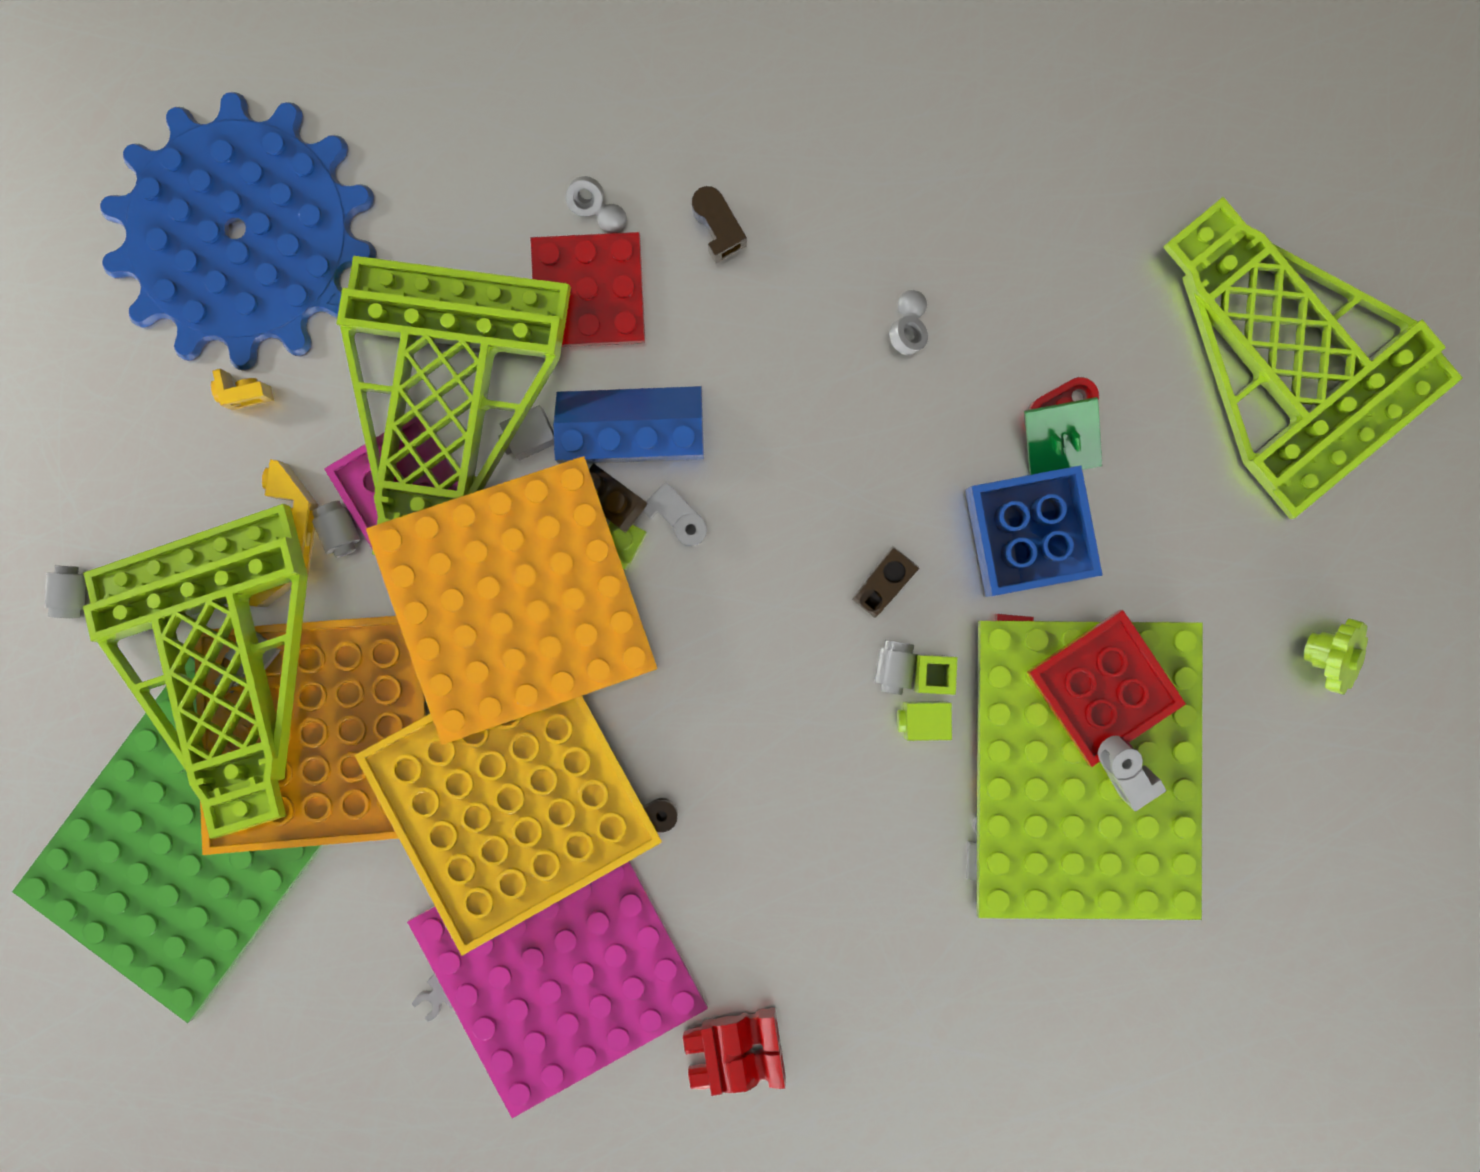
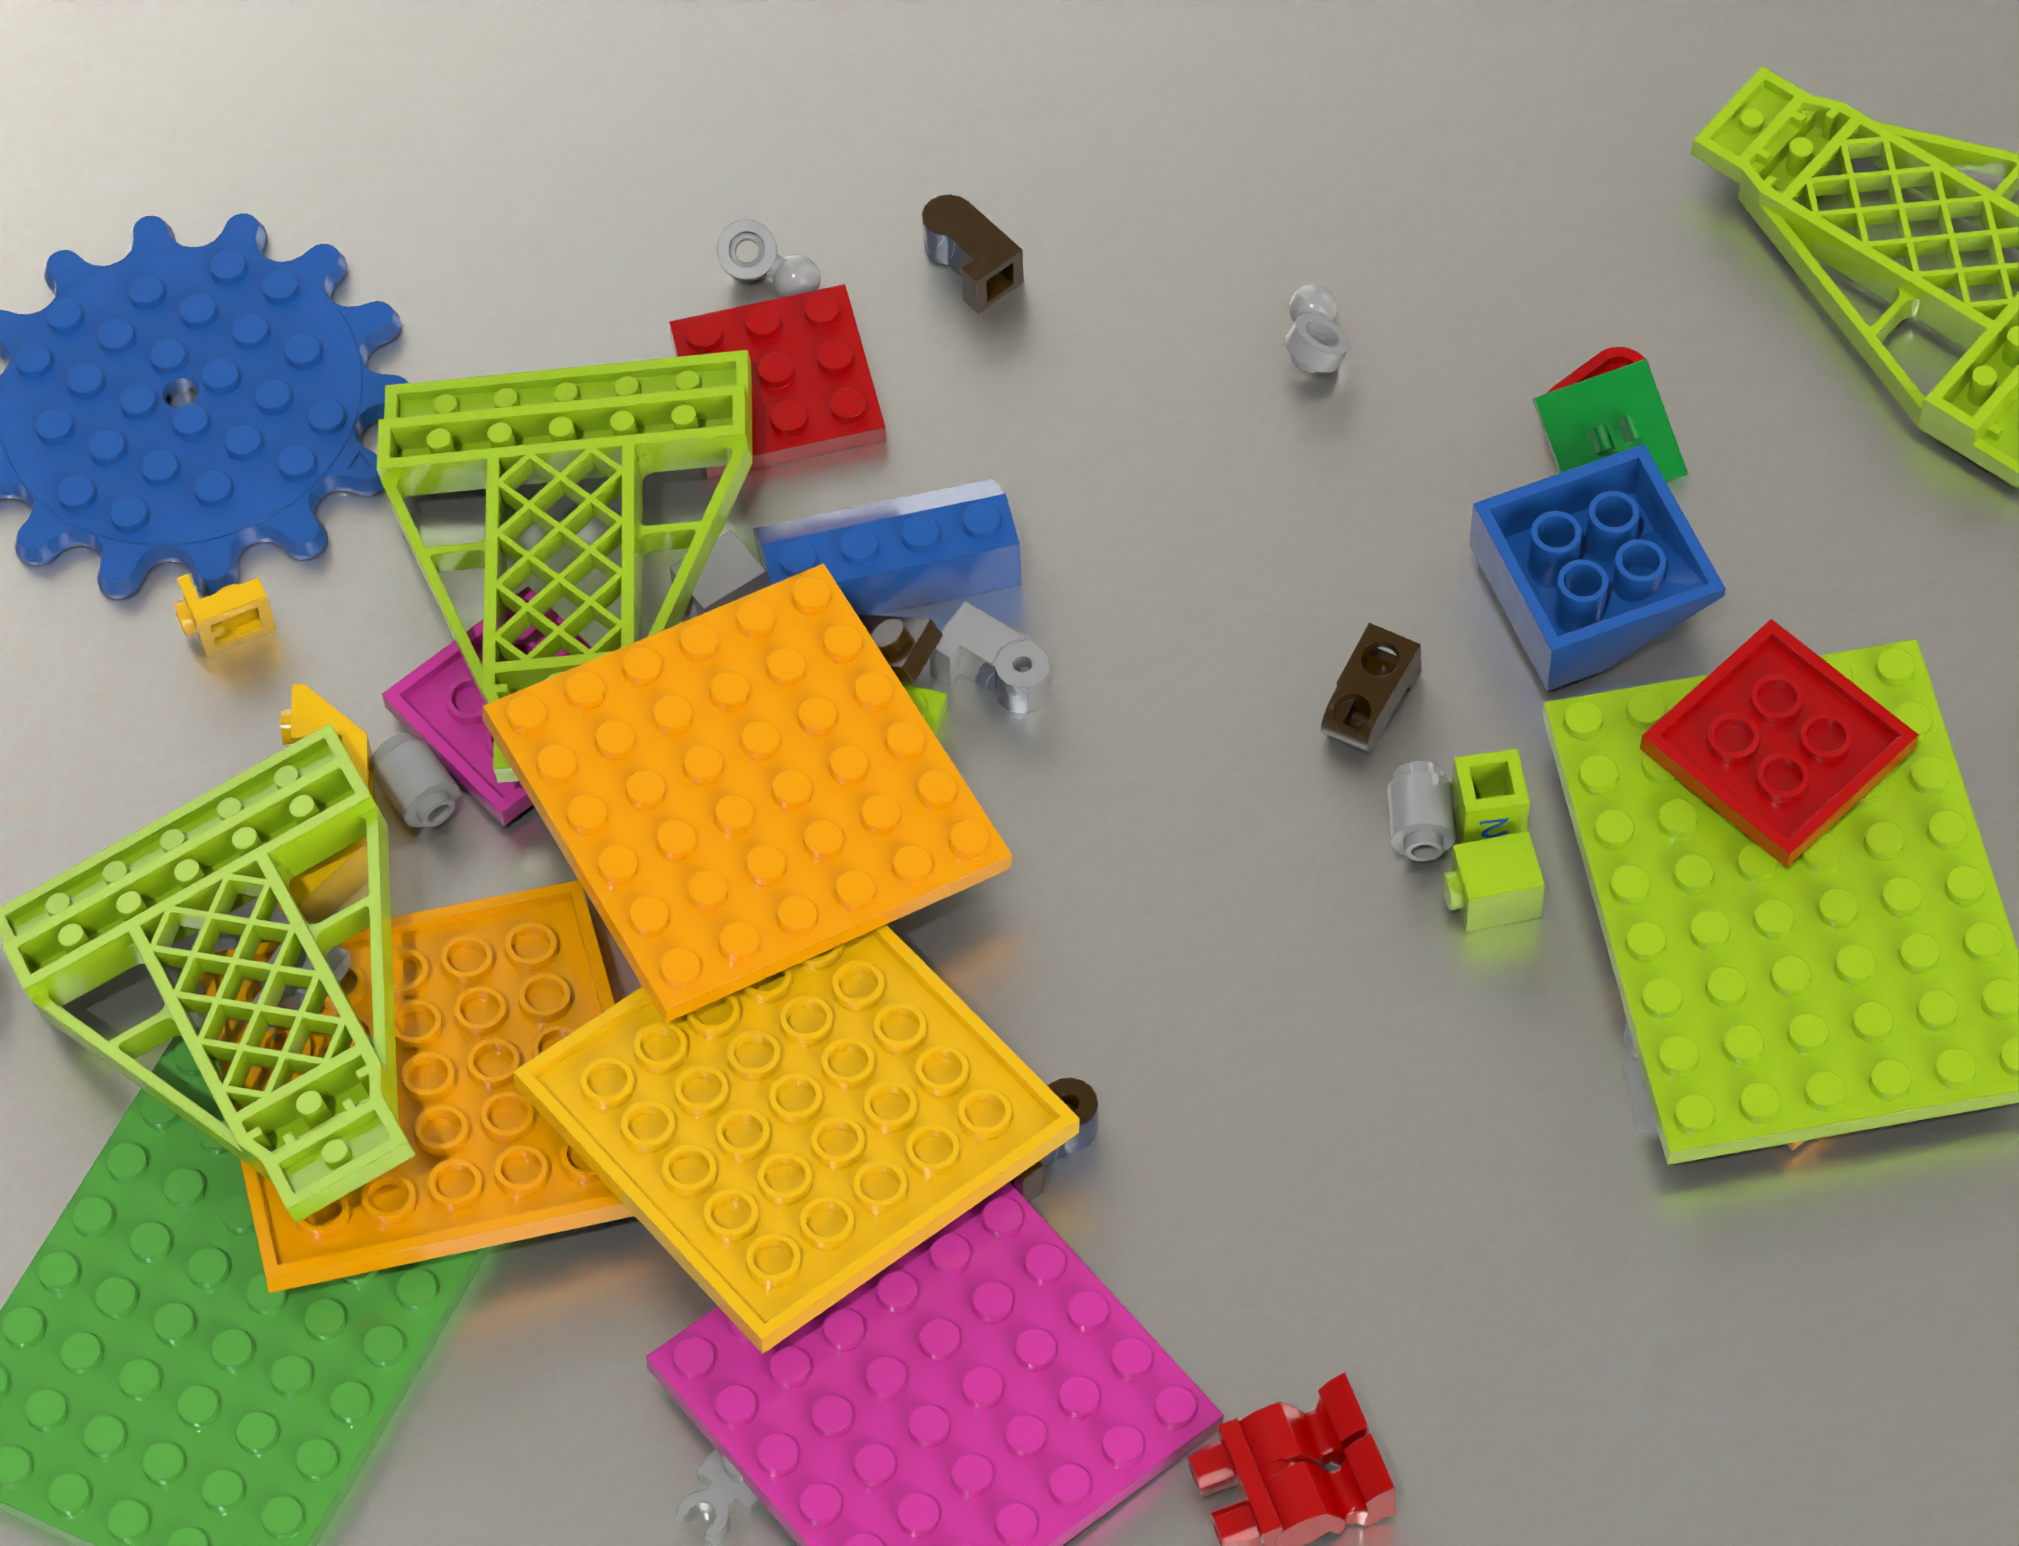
camera: 10 degrees left, 30 degrees down
(1132, 781) = (1849, 846): light grey leg -> none

